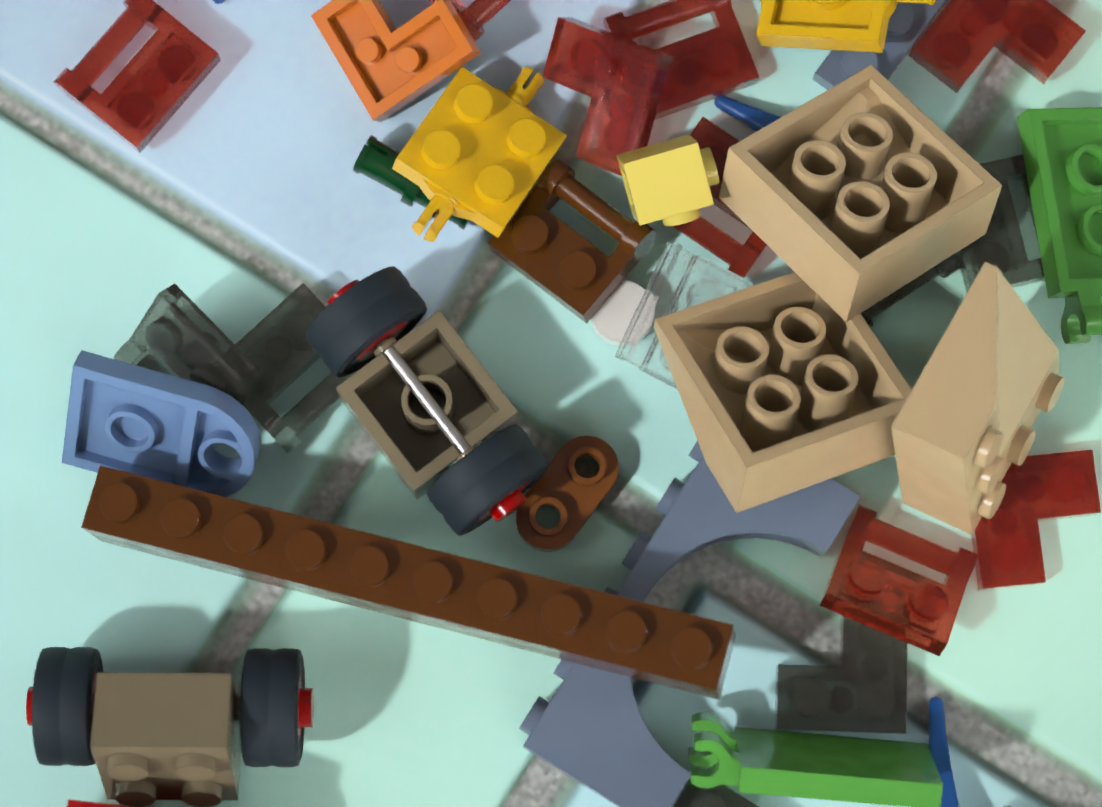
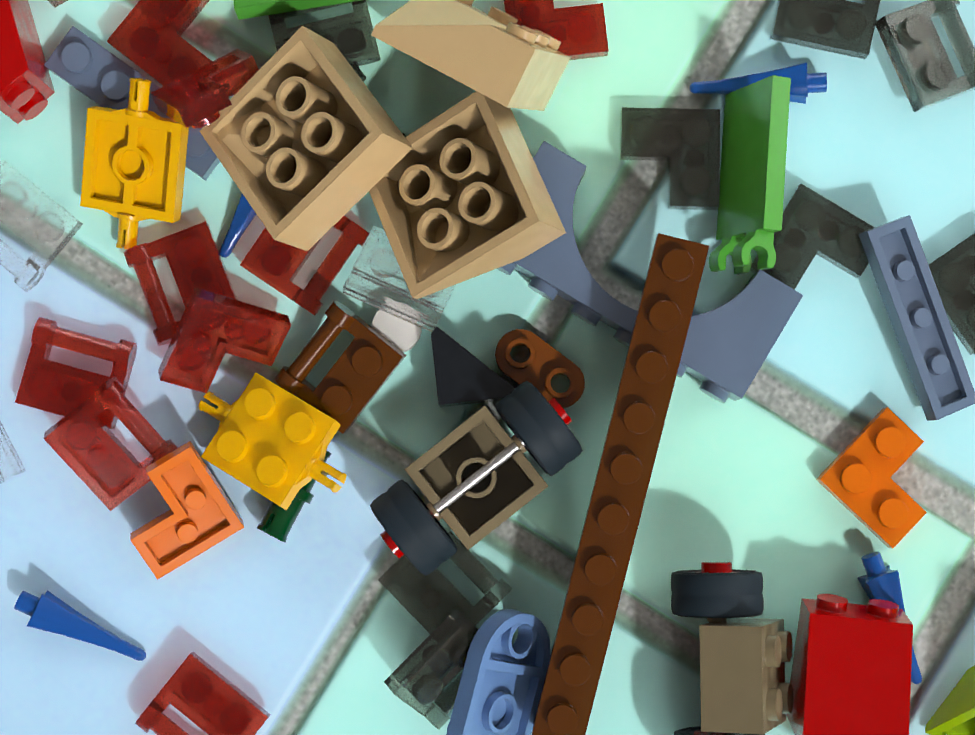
camera: 85 degrees left, 5 degrees up
(560, 389) = (462, 376): none -> black slope
(668, 180) = (296, 289): light yellow brick -> none
(893, 596) = (617, 118): clear red plate -> none
(912, 57) = (206, 91): none -> clear red plate

